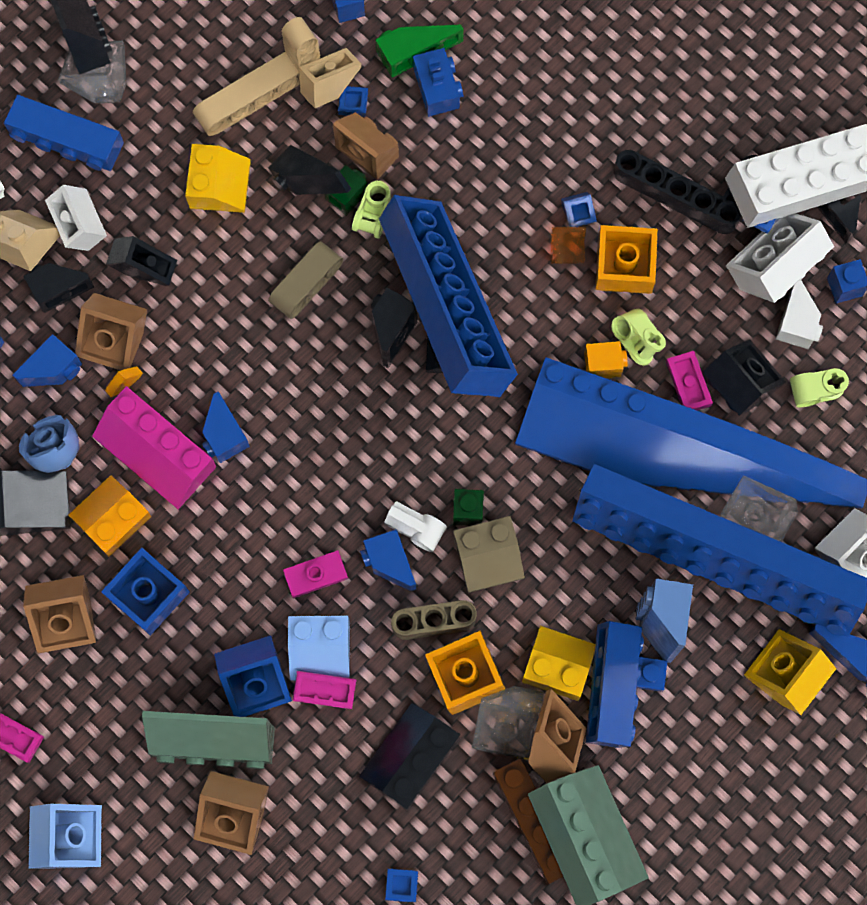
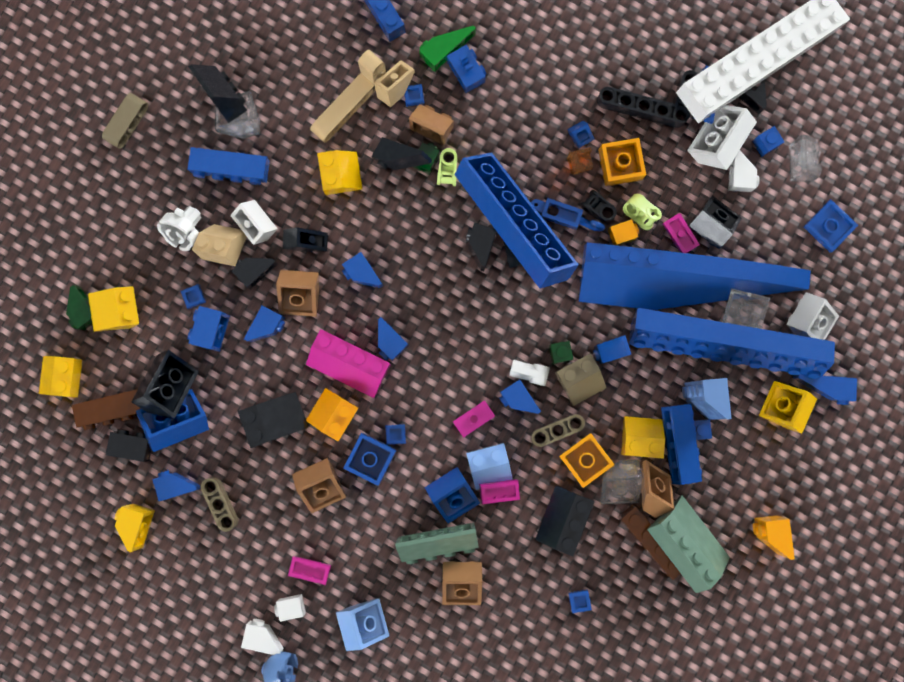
camera: 15 degrees left, 10 degrees up
(50, 445) = (281, 379): medium blue cylinder -> none
(122, 379) = (315, 323): light orange tile -> none
(194, 568) = (395, 434): none -> blue tile
(208, 323) = (360, 271): none -> blue slope
(305, 280) = (416, 226): dark tan beam -> none
(529, 317) = (567, 215): none -> blue piece
(542, 519) = (612, 350): none -> blue slope
(573, 313) = (598, 206): none -> black piece
(722, 855) = (776, 534): none -> light orange slope
(814, 388) = (762, 218): yellowish green piece -> none

